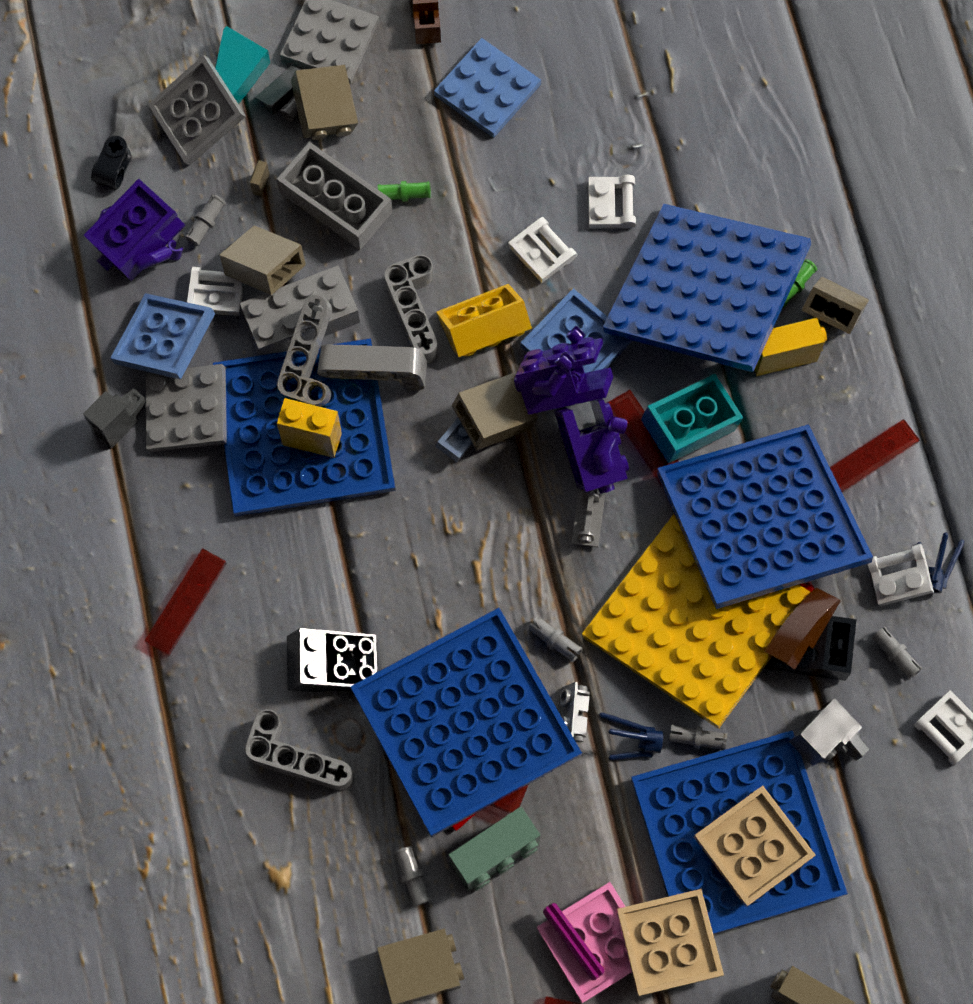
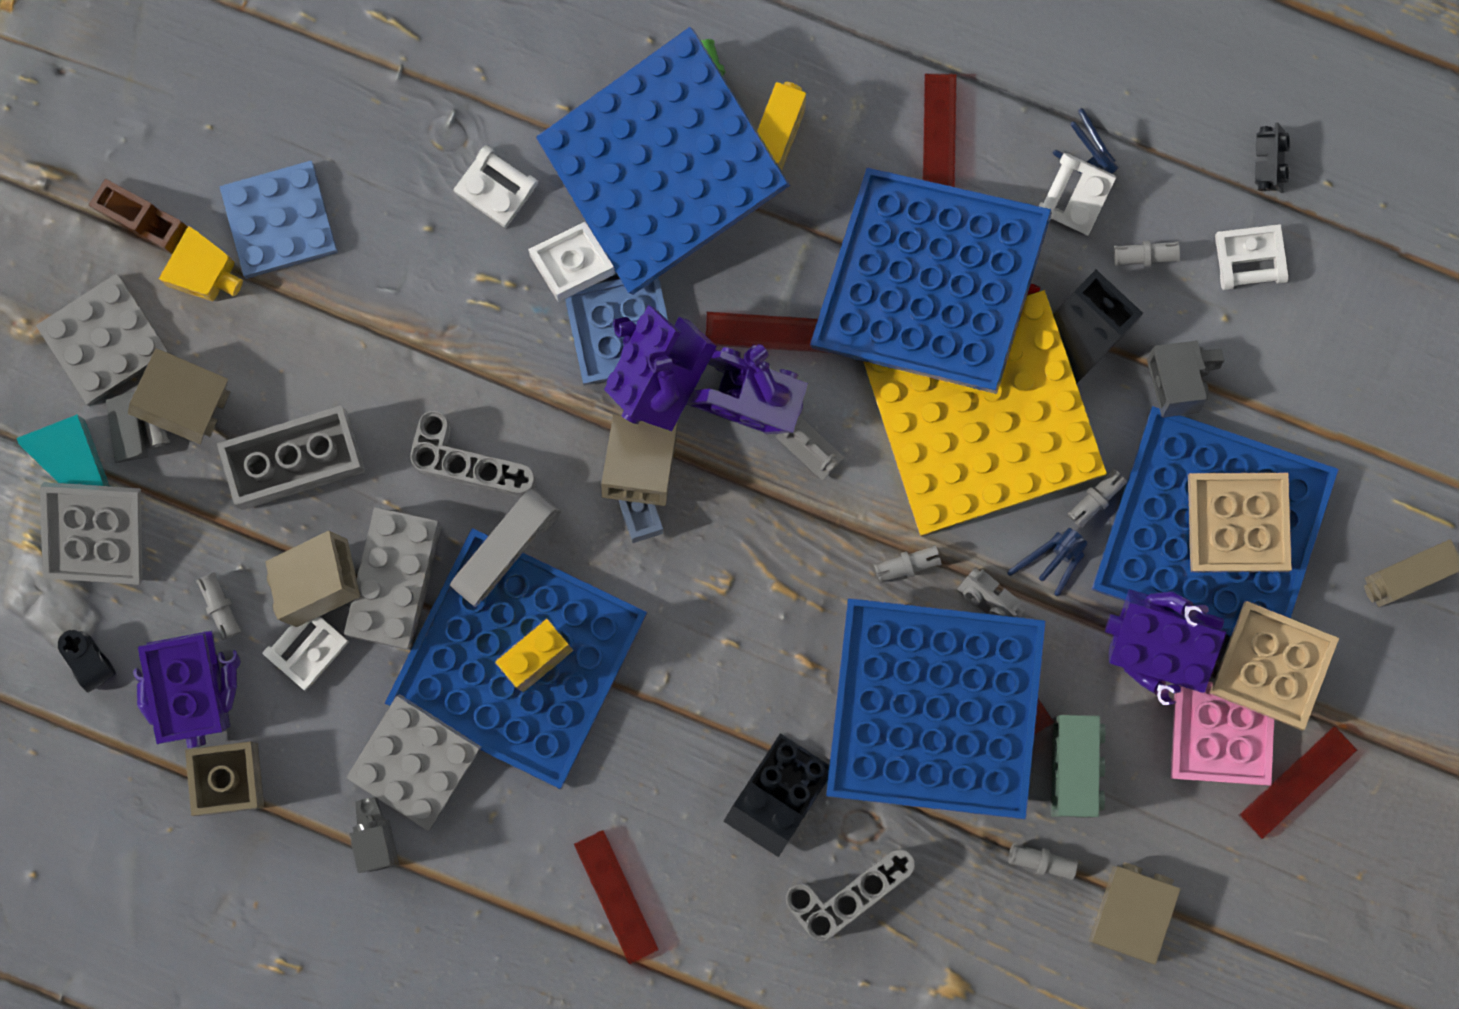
camera: 50 degrees left, 10 degrees up
(91, 297) = (224, 779): none -> dark tan brick
(162, 336) = (321, 734): medium blue plate -> none
(259, 178) = (213, 519): dark tan tile -> none
(311, 349) = (448, 599): light grey beam -> none
(406, 190) = (334, 383): bright green pin -> none
(419, 61) = (200, 268): none -> yellow torso
(484, 320) = (532, 401): yellow slope -> none
(536, 254) = (498, 301): white plate -> none
(573, 941) = (1211, 754): magenta axle -> none
(596, 279) = (571, 261): none -> white plate
(629, 849) = (1165, 640): none -> dark purple torso
(691, 418) = (784, 275): teal brick -> none
(802, 628) = (1069, 325): reddish brown slope -> none
(835, 305) = (770, 52): dark tan brick -> none

